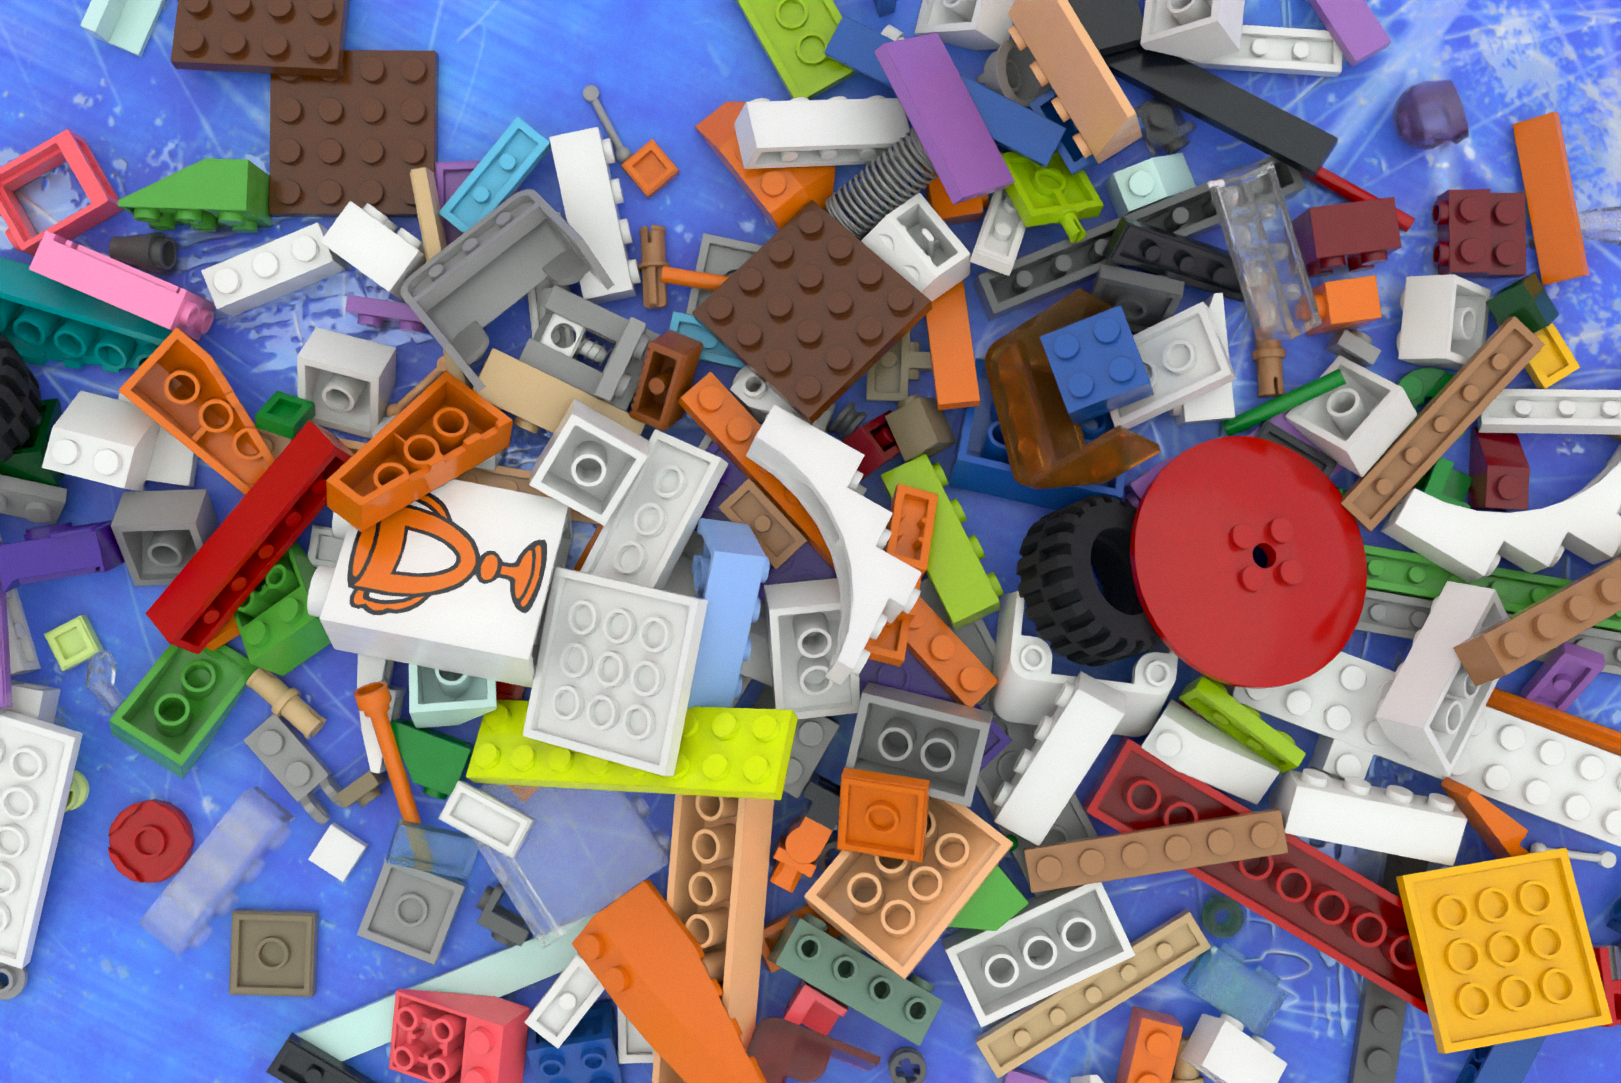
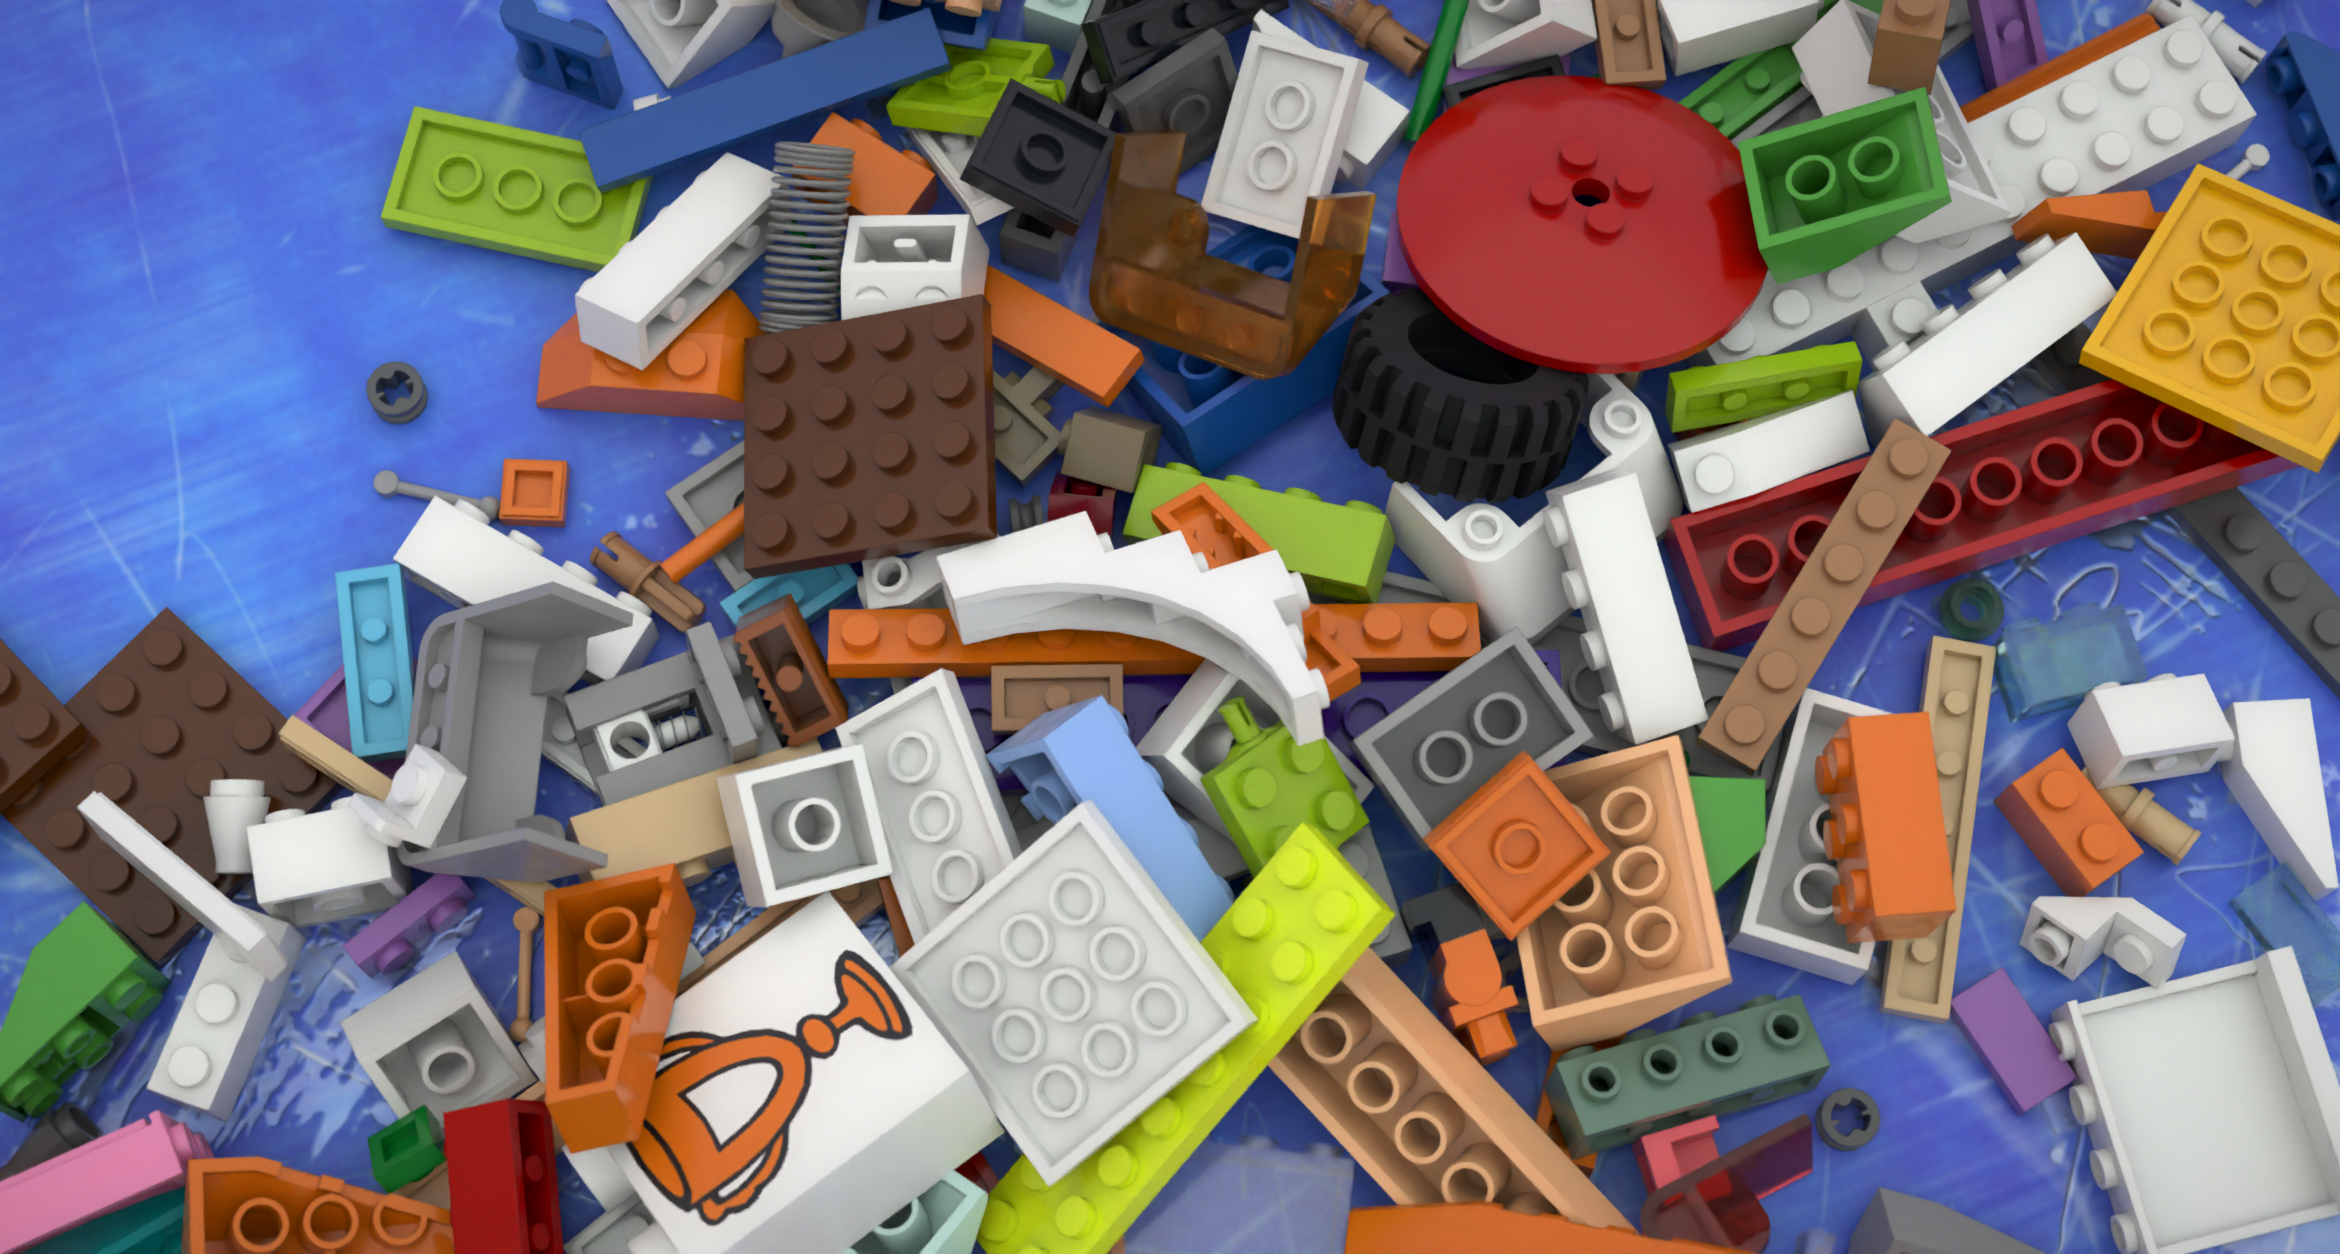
camera: 50 degrees left, 15 degrees down
(300, 197) = (184, 885): none -> white tile
(361, 186) = (229, 811): none -> white cone
(427, 271) = (416, 803): none -> white bracket
(632, 65) = (390, 376): none -> dark grey bush
(797, 679) = (1275, 786): none -> lime plate
(944, 117) = (795, 111): medium lavender tile -> none
(1032, 261) = (1040, 158): none -> black tile
(1052, 987) = (1886, 828): none -> orange brick
(1097, 365) = (1218, 194): blue brick -> none
(1385, 683) = (1843, 183): none -> bright green slope

